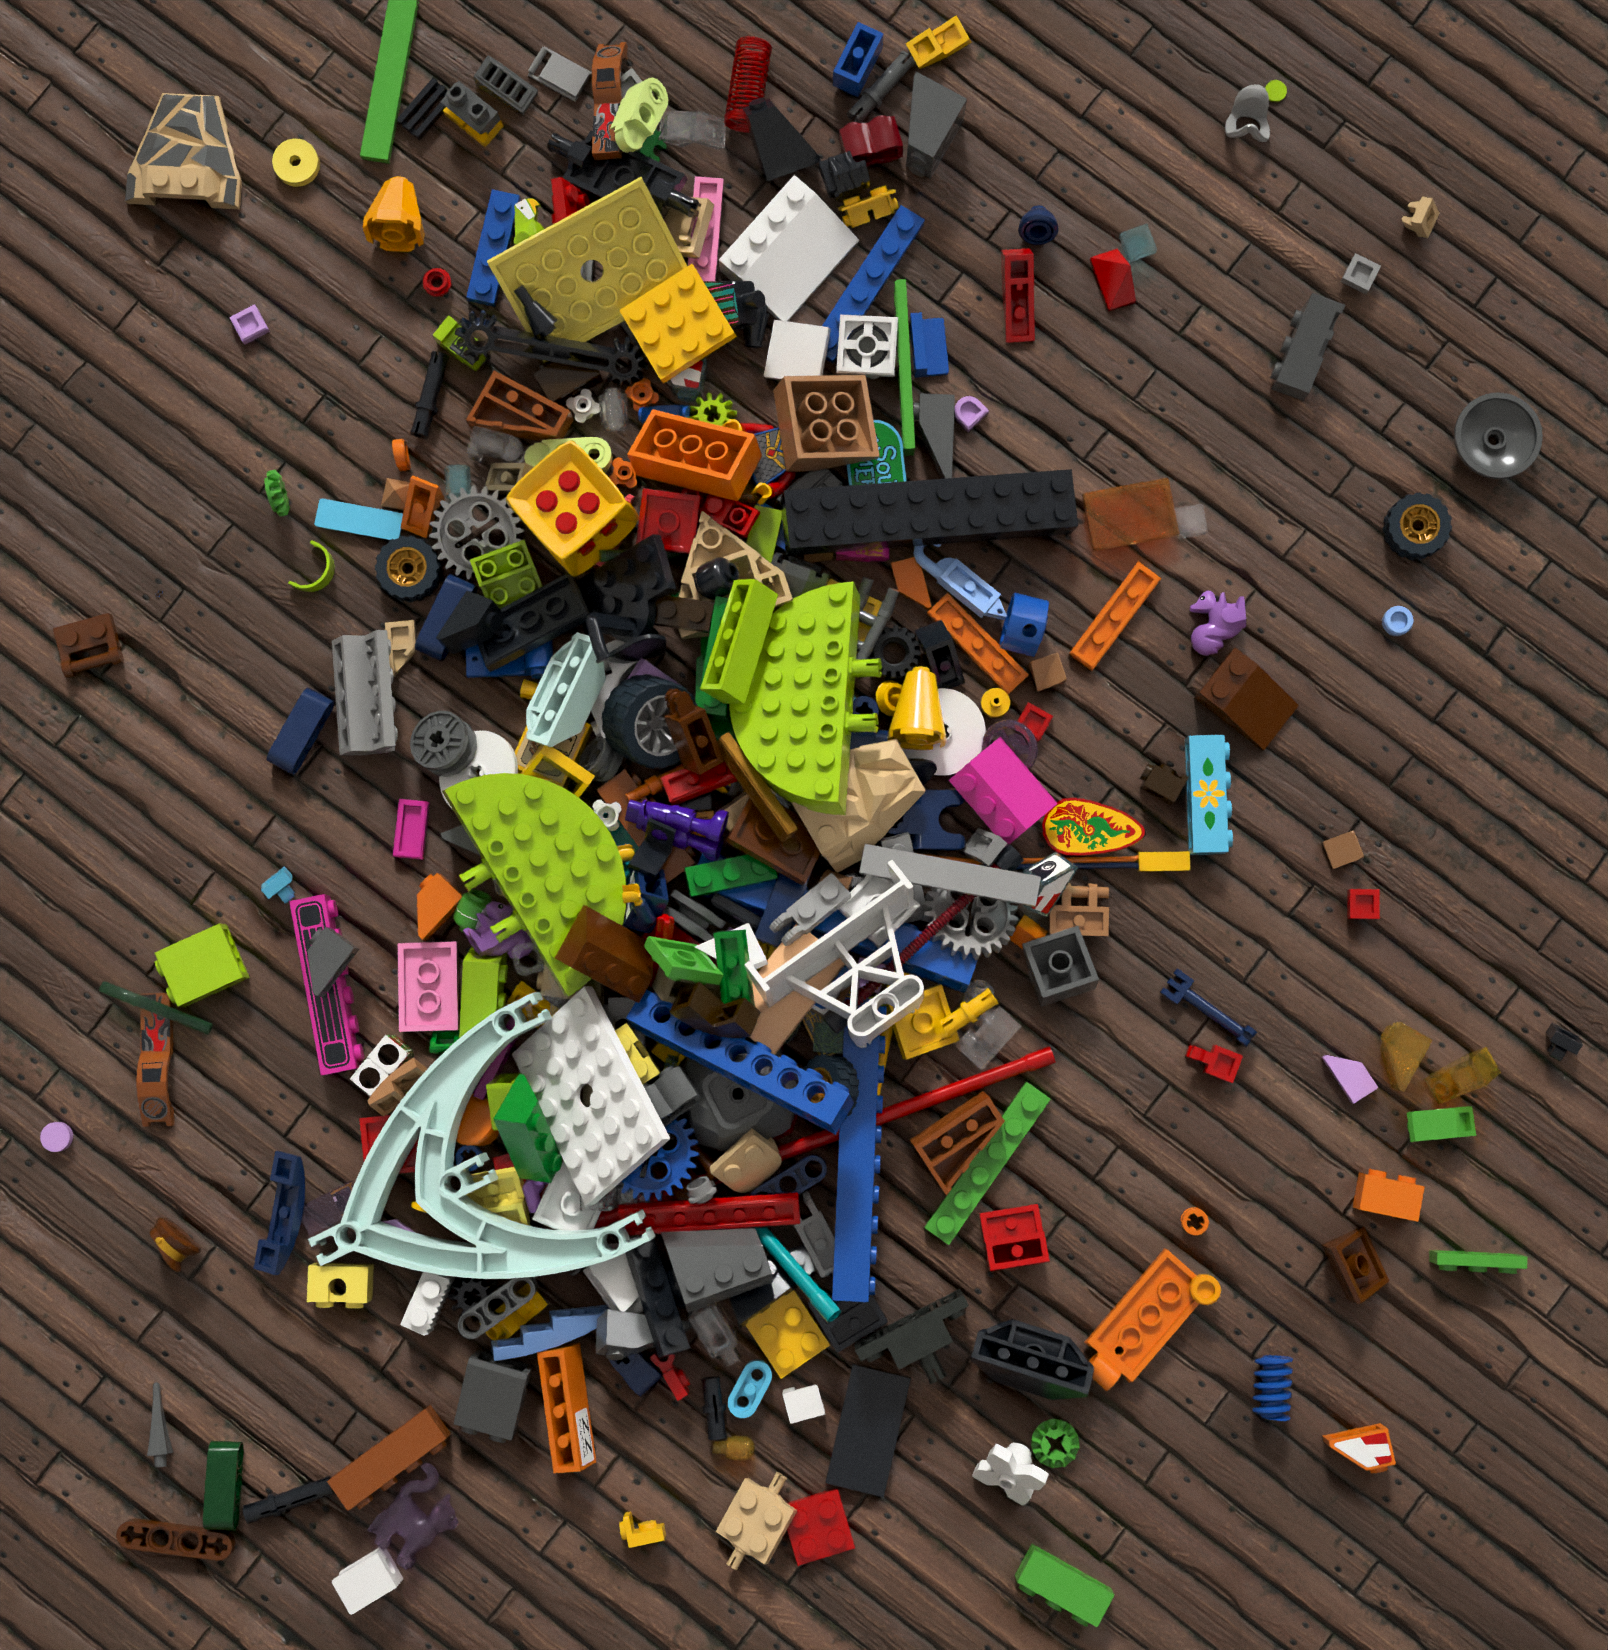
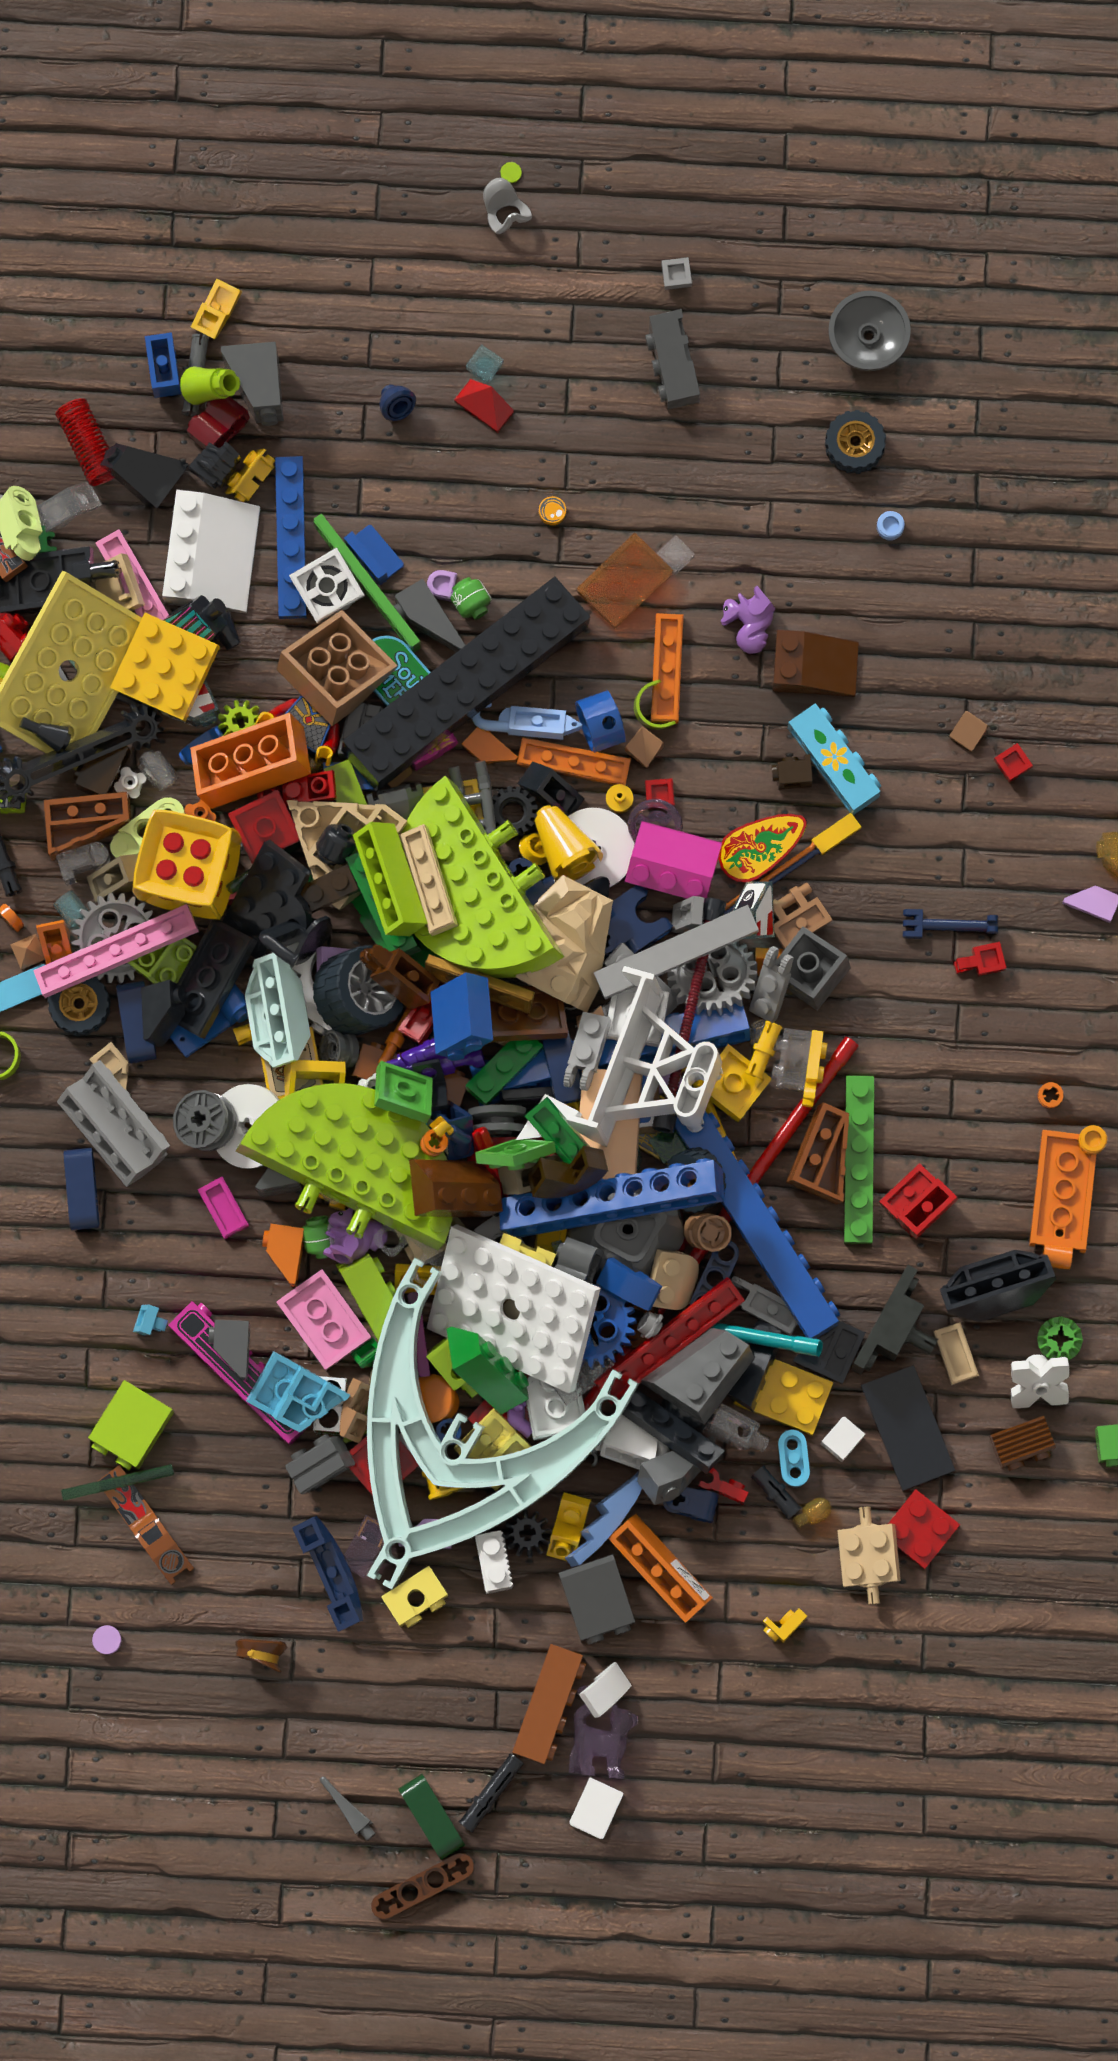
camera: 35 degrees left, 5 degrees down
(336, 1112) = (319, 1464): none -> dark grey brick
(353, 1037) = (293, 1393): none -> medium azure slope
(446, 1483) = (605, 1690): none -> white slope
(464, 544) = (116, 951): none -> bright pink plate
(485, 1313) = (549, 1535): dark grey beam -> none
(613, 894) = (431, 1151): none -> orange bush
(623, 838) = (403, 1091): none -> bright green plate
(642, 386) = (167, 736): orange plate -> none
(706, 1149) = (629, 1285): none -> blue slope
(718, 807) = (461, 1016): none -> blue brick
(773, 665) = (428, 879): none -> tan tile
(796, 350) = (272, 626): white tile -> none
(807, 1143) = (707, 1231): none -> medium nougat wheel
(882, 99) = (205, 384): none -> lime plant
(955, 1393) = (956, 1353): none -> tan tile
(959, 1515) = (1023, 1443): none -> reddish brown brick
(985, 440) = (470, 598): none -> bright green head
(1000, 1061) = (814, 1071): none -> yellow plate
(1014, 960) = (771, 986): none -> light grey hinge
(1018, 294) = (417, 466): red slope -> none
(1062, 648) = (640, 717): none -> lime helmet
(1109, 411) = (552, 511): none -> light orange tile
(1424, 217) = (696, 197): tan tile -> none

